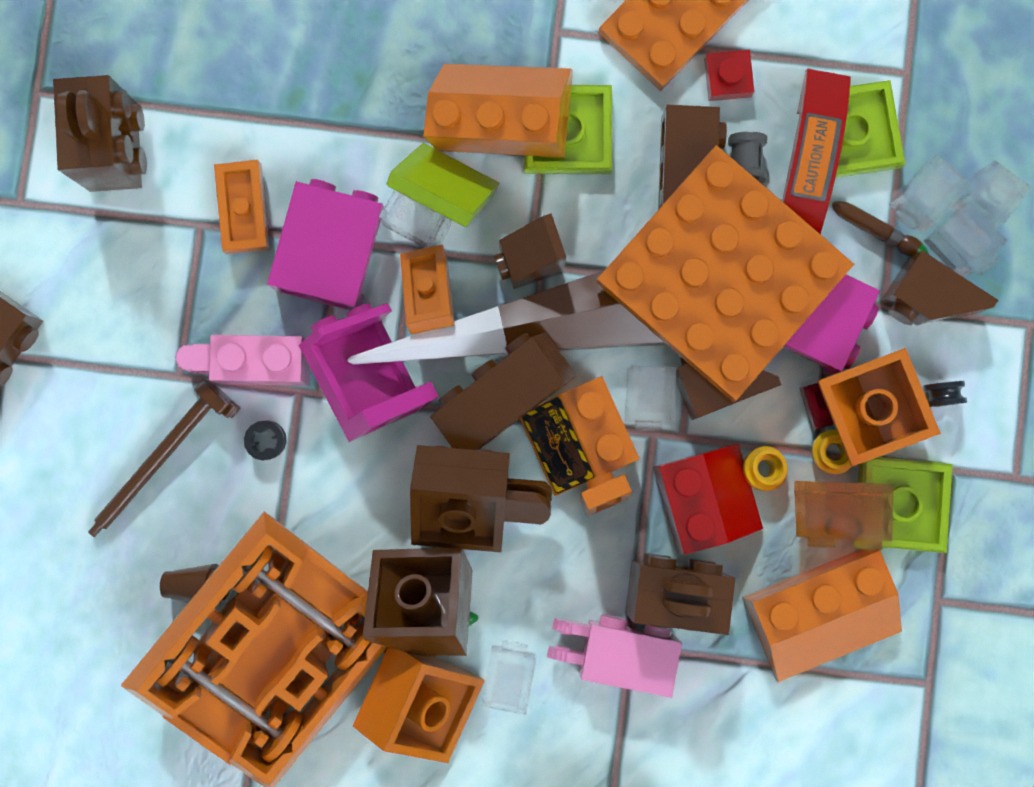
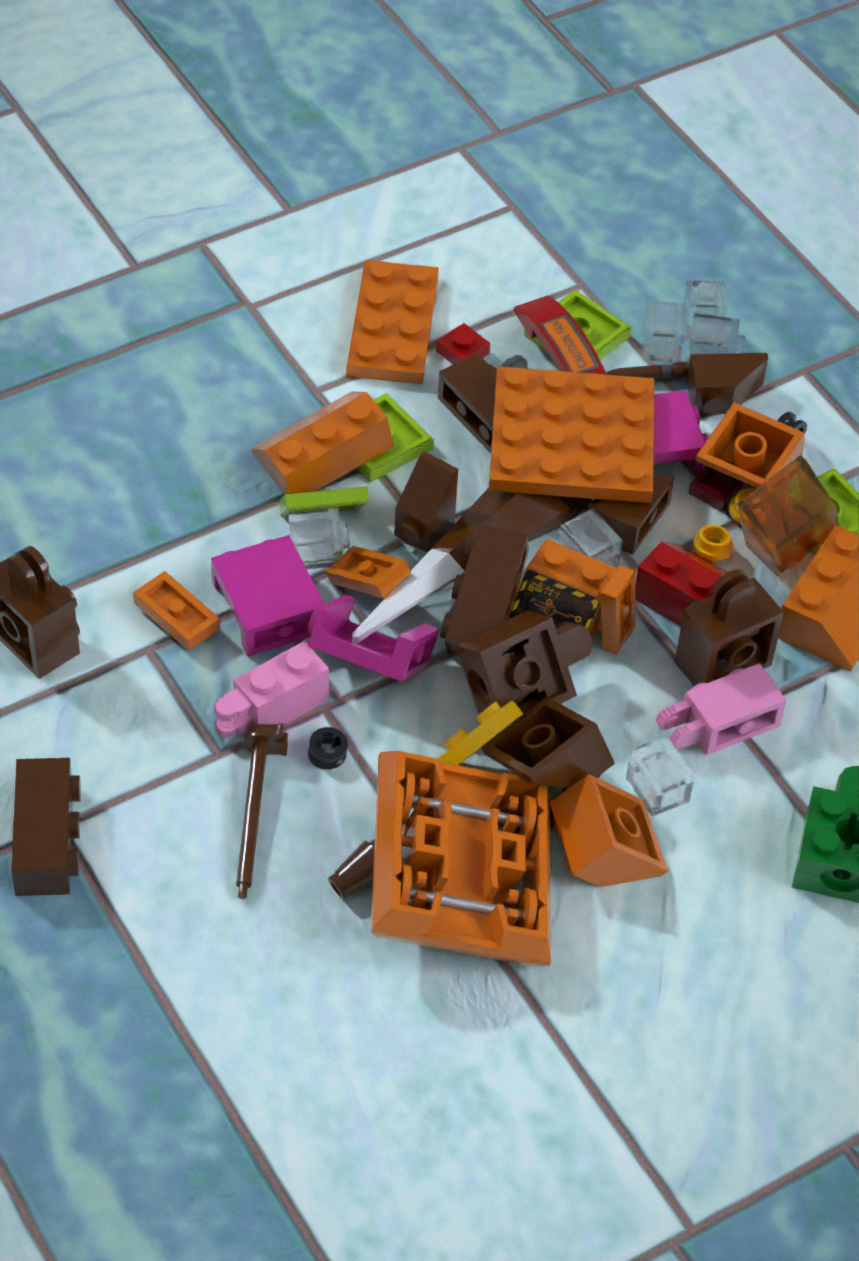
camera: 40 degrees left, 35 degrees down
(377, 542) = (491, 721): none -> yellow plate

